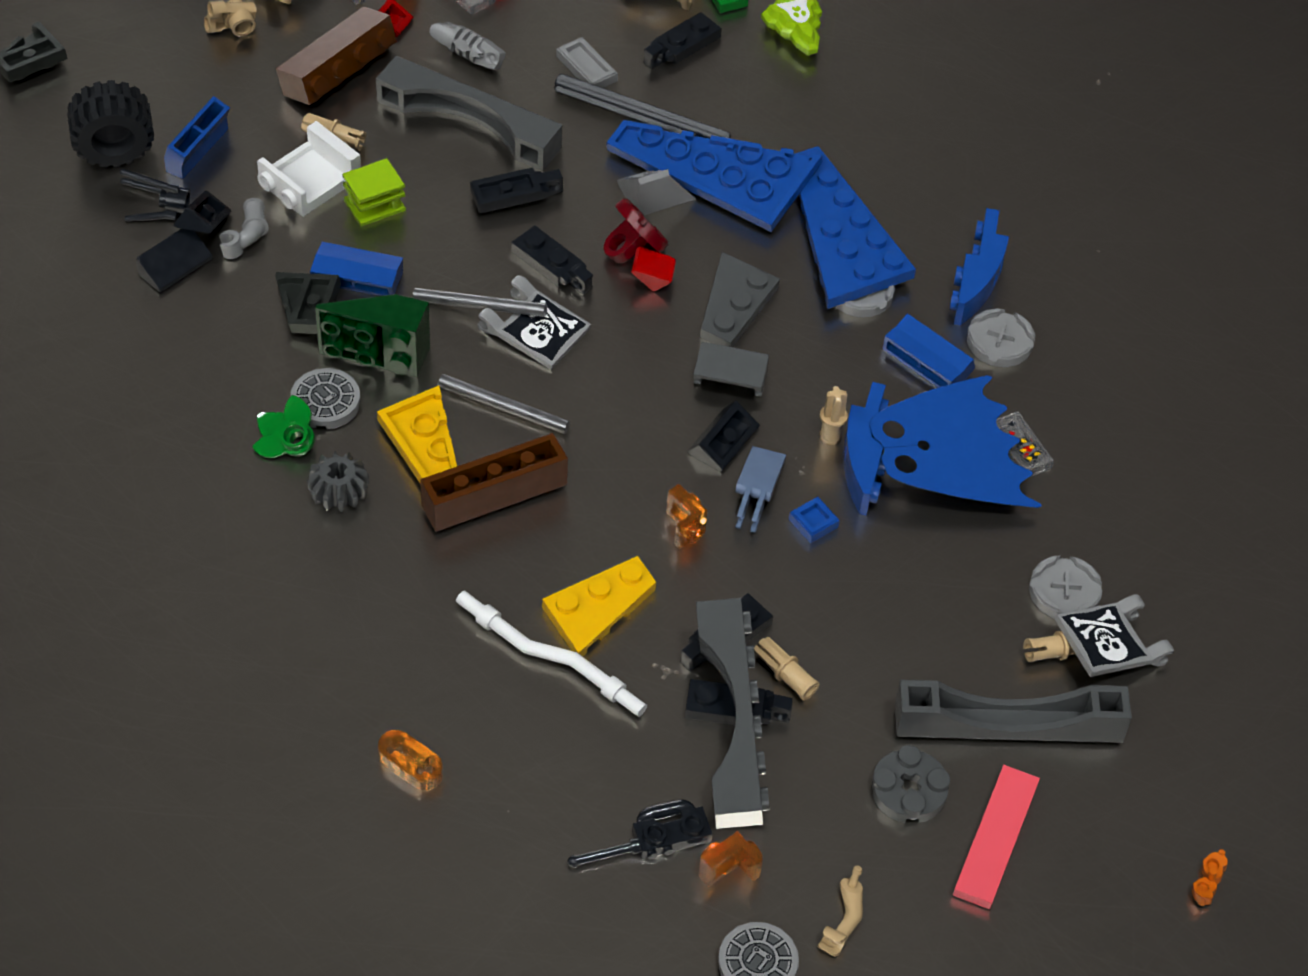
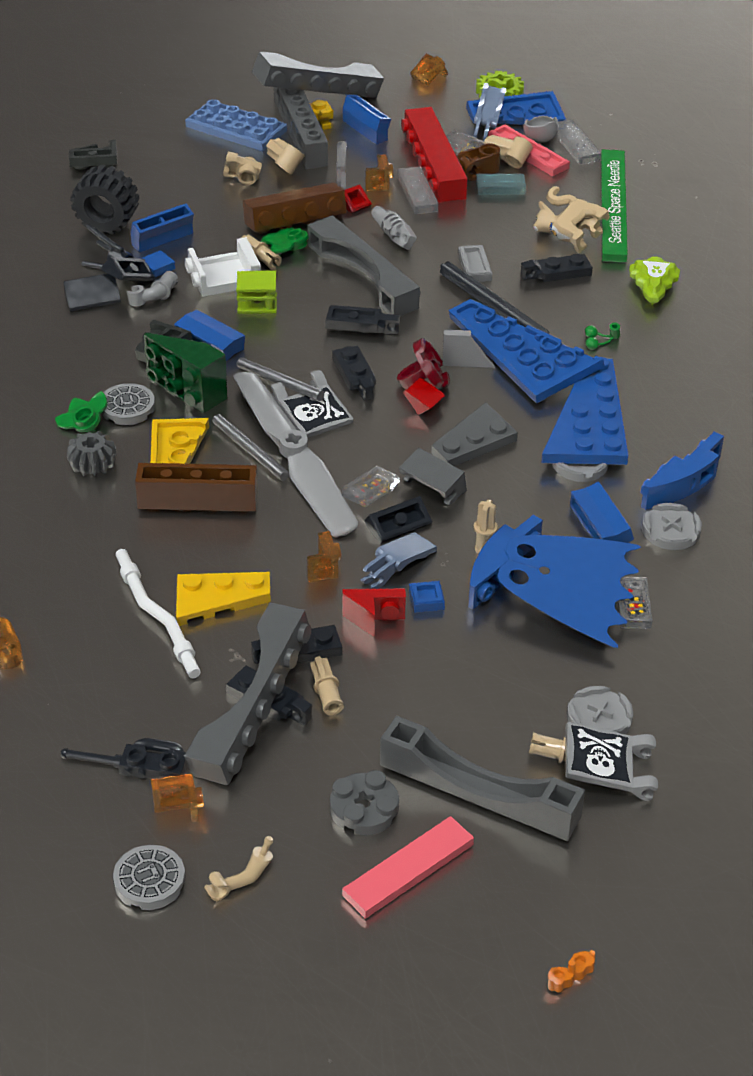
camera: 30 degrees right, 10 degrees down
(223, 187) = (159, 263): none -> blue tile
(351, 104) = (286, 240): none -> green plate
(582, 407) = (304, 466): none -> light grey piece
(671, 406) = (370, 486): none -> clear tile
(771, 117) = (591, 332): none -> green piece
(772, 558) = (368, 605): none -> red slope

